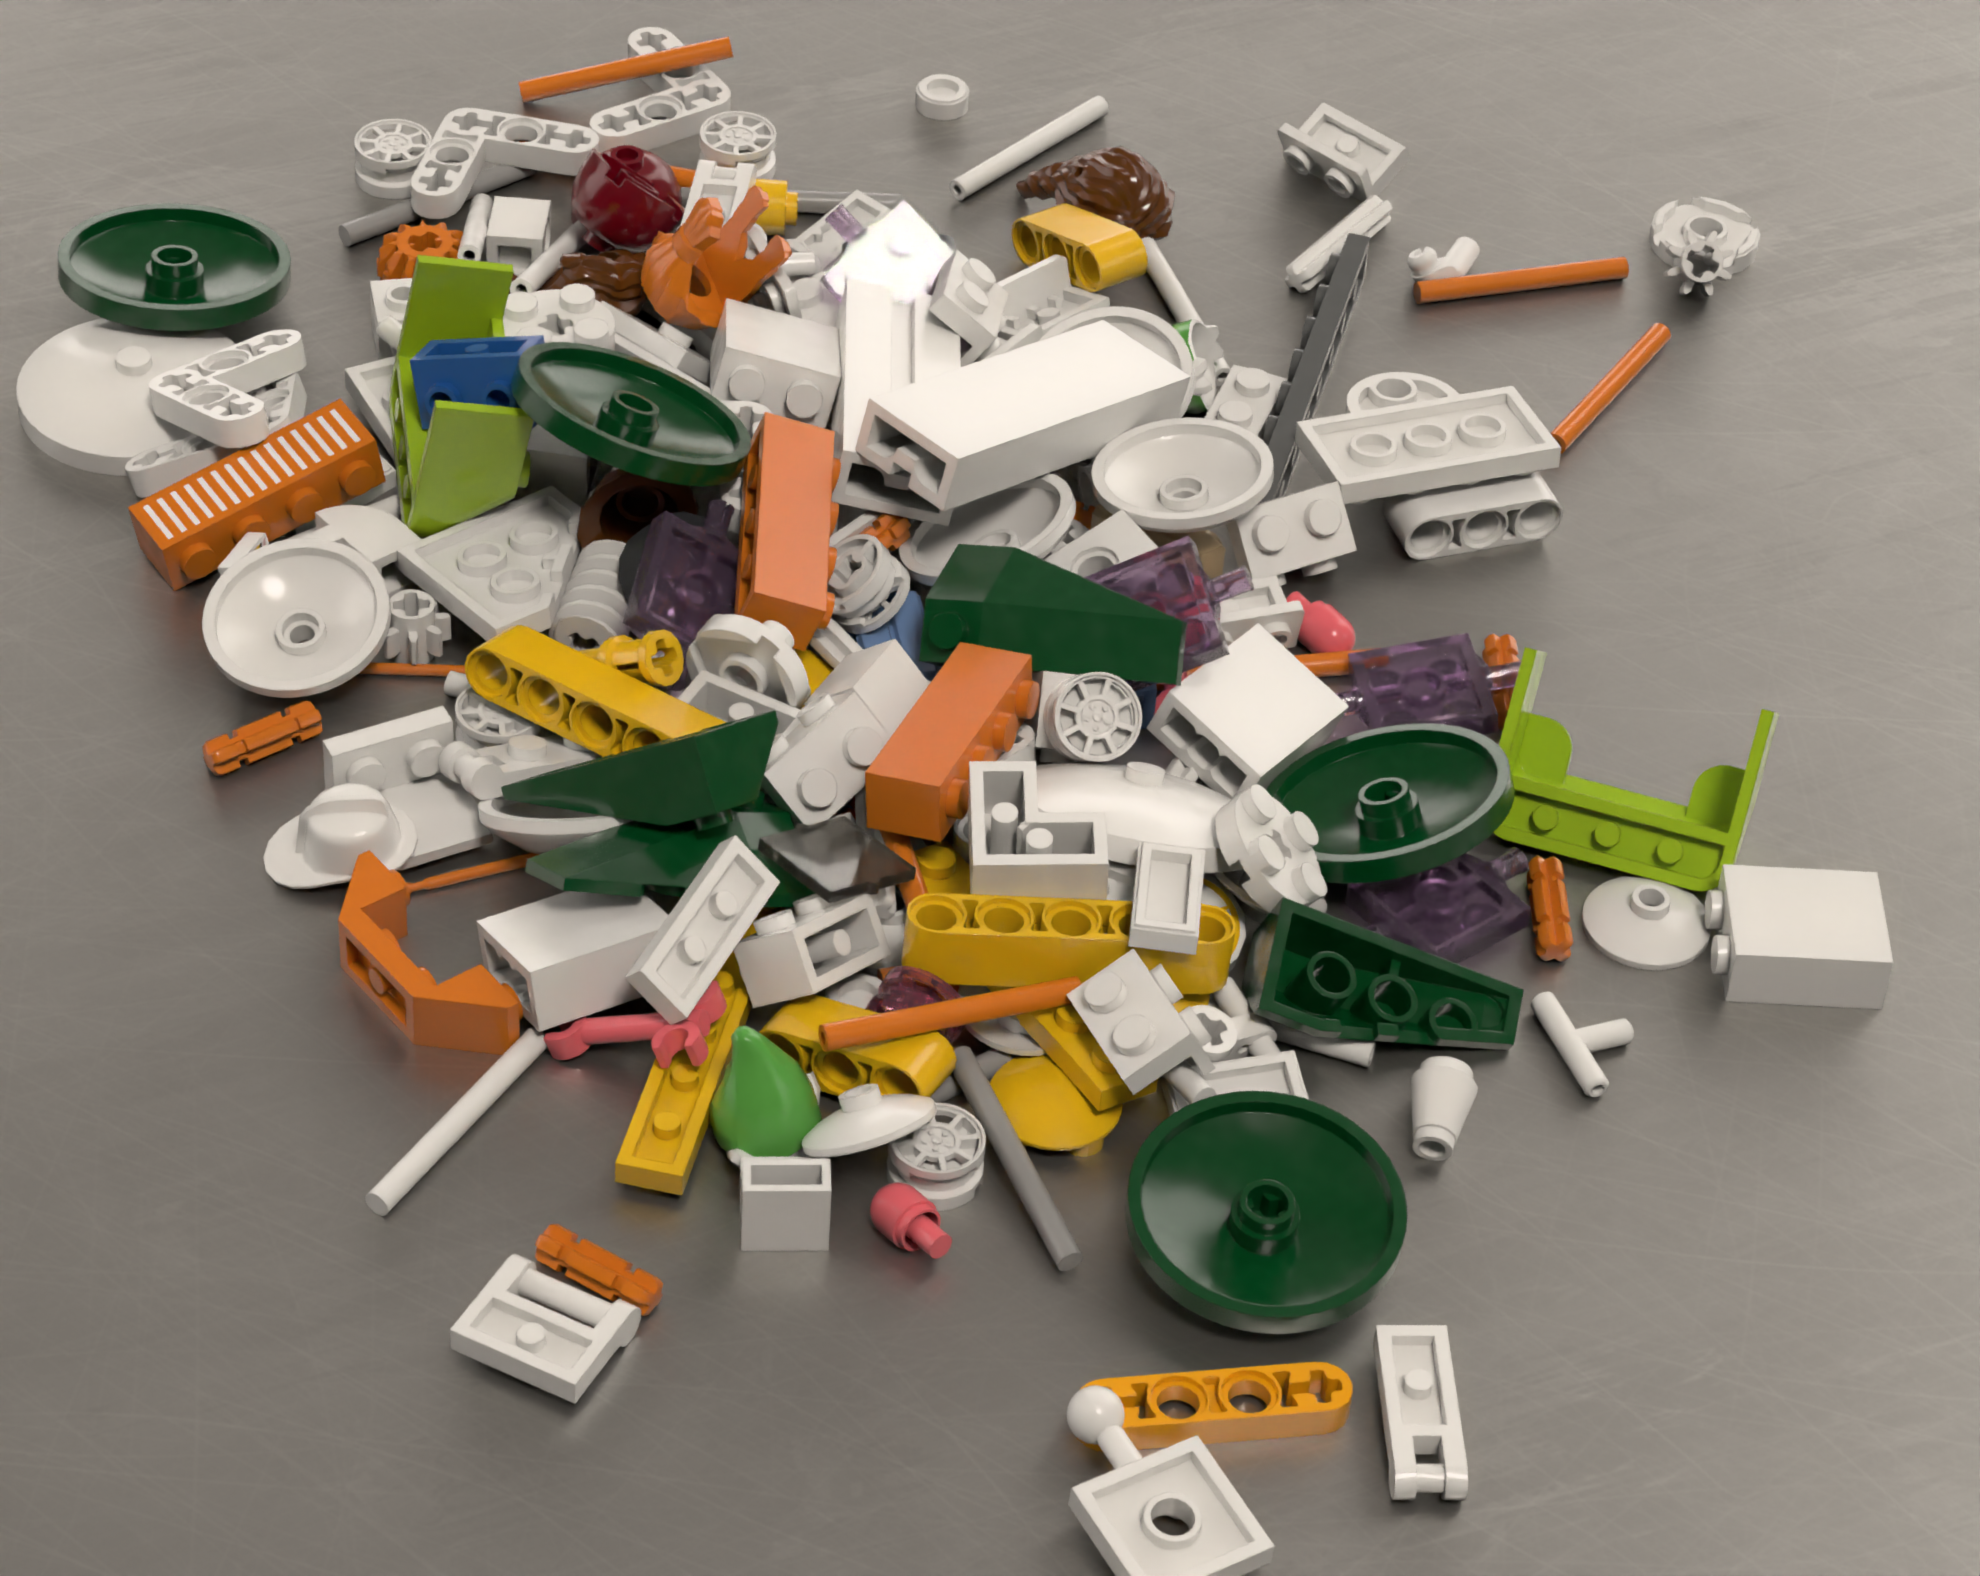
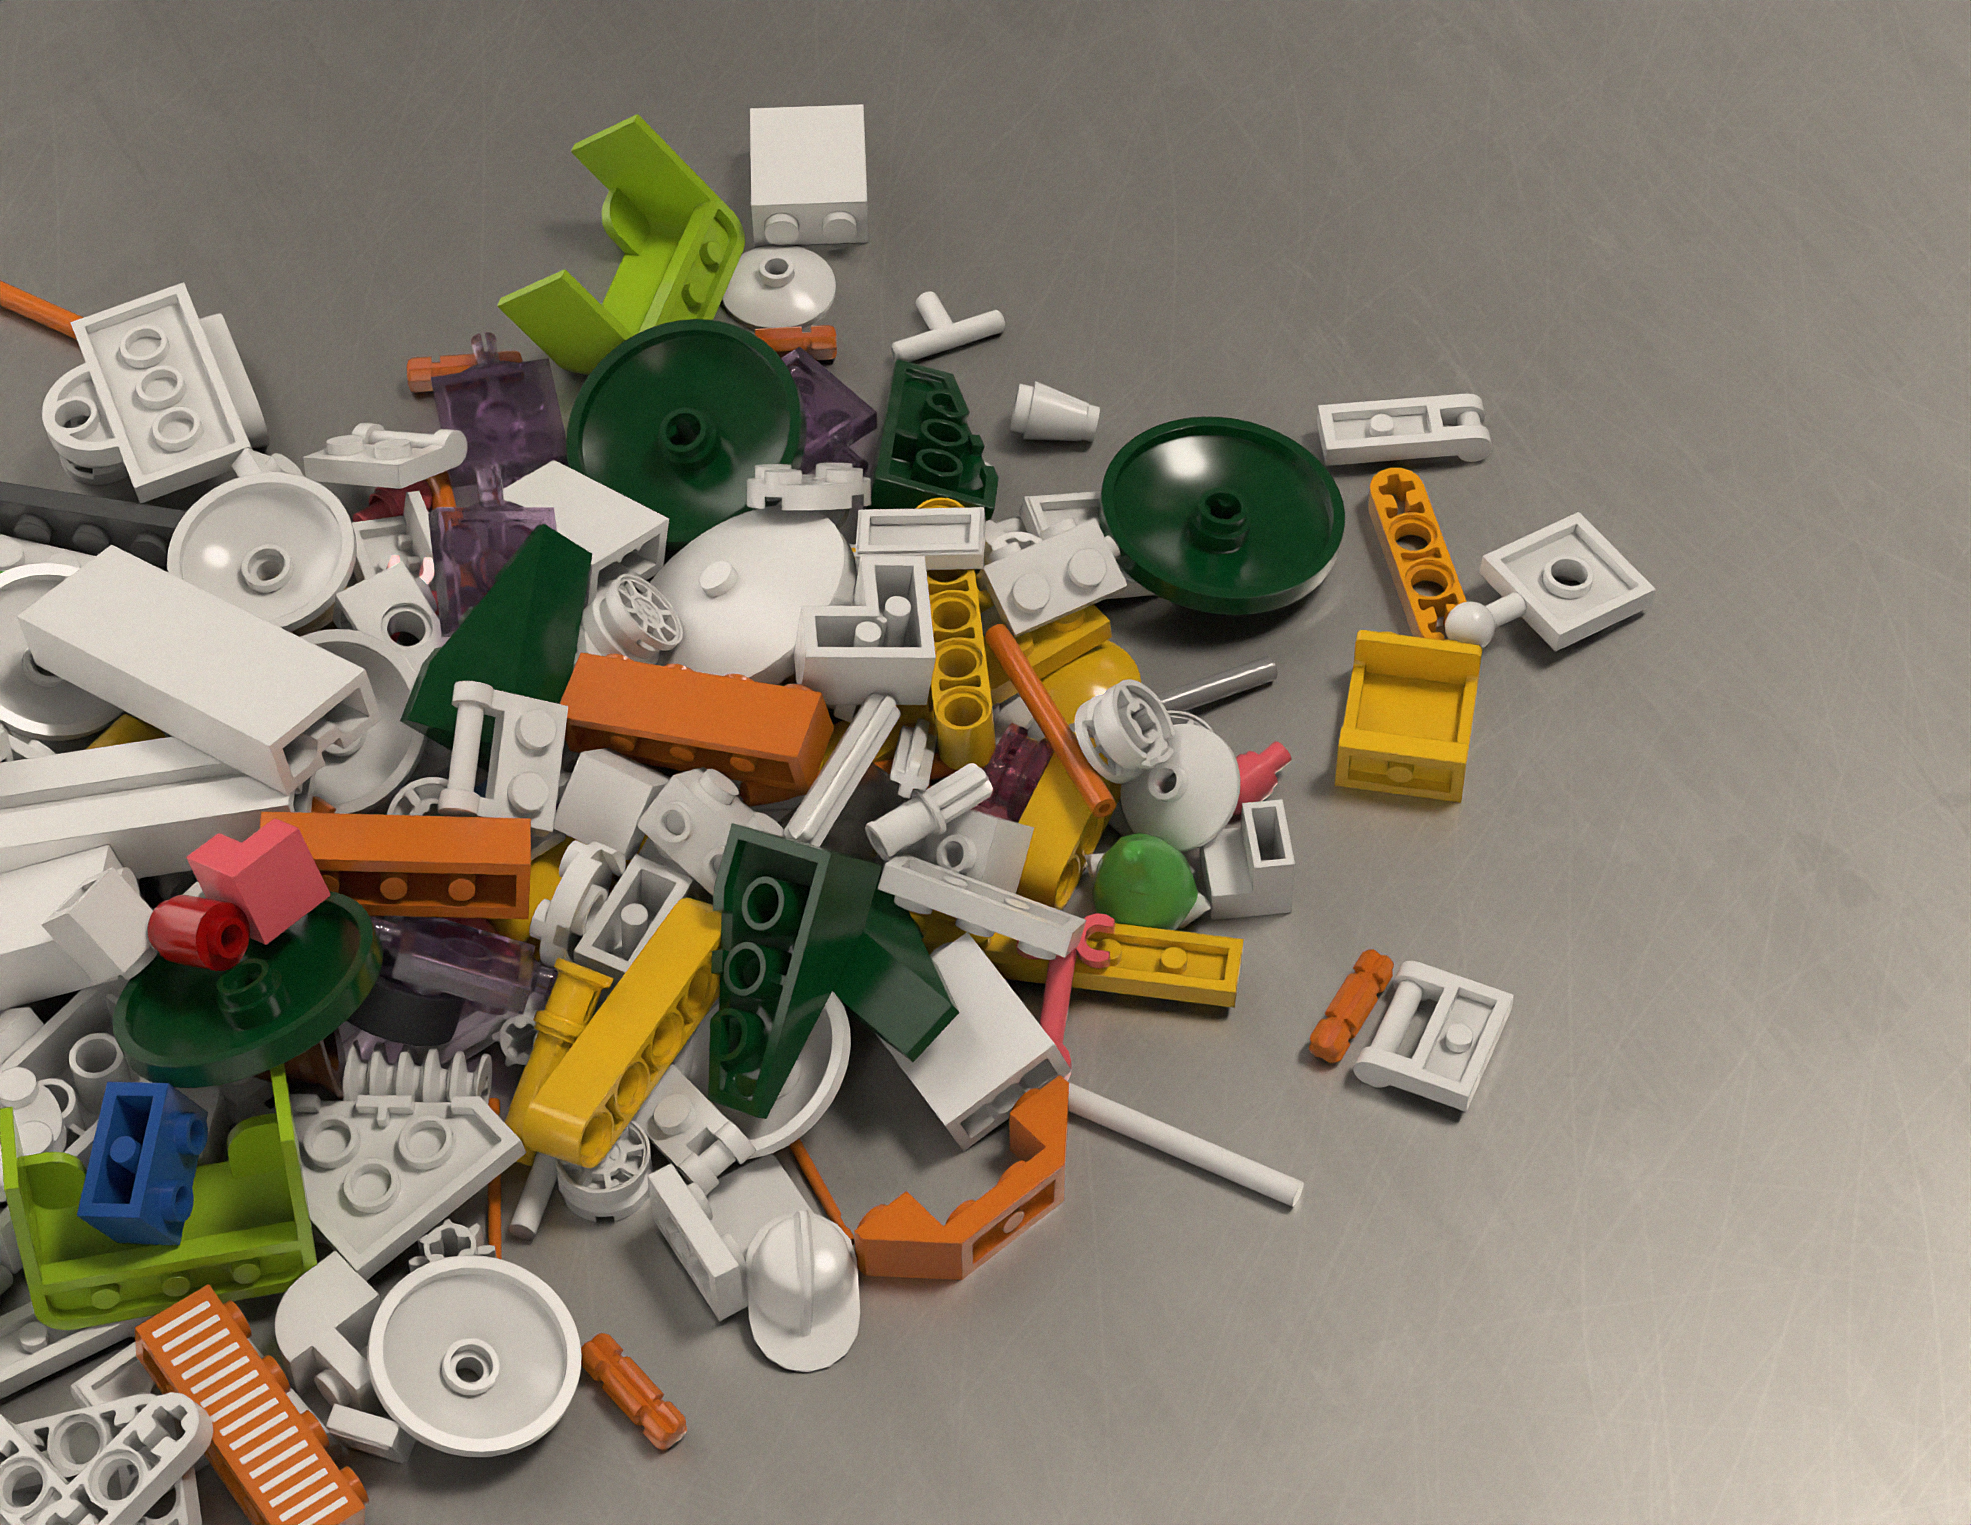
camera: 90 degrees left, 10 degrees up
(684, 377) = (199, 932): none -> red brick
(712, 340) = (104, 927): none -> white brick
(727, 403) = (264, 876): none -> coral piece
(806, 879) = (928, 811): none -> white axle
(863, 869) = (913, 758): none -> white axle
(880, 841) = (843, 770): none -> white axle
(907, 1045) = (1128, 730): none -> white wheel
(913, 612) = (522, 759): none -> white plate
(976, 1363) = (1408, 715): none -> yellow panel
(1346, 584) = (385, 457): none -> white plate

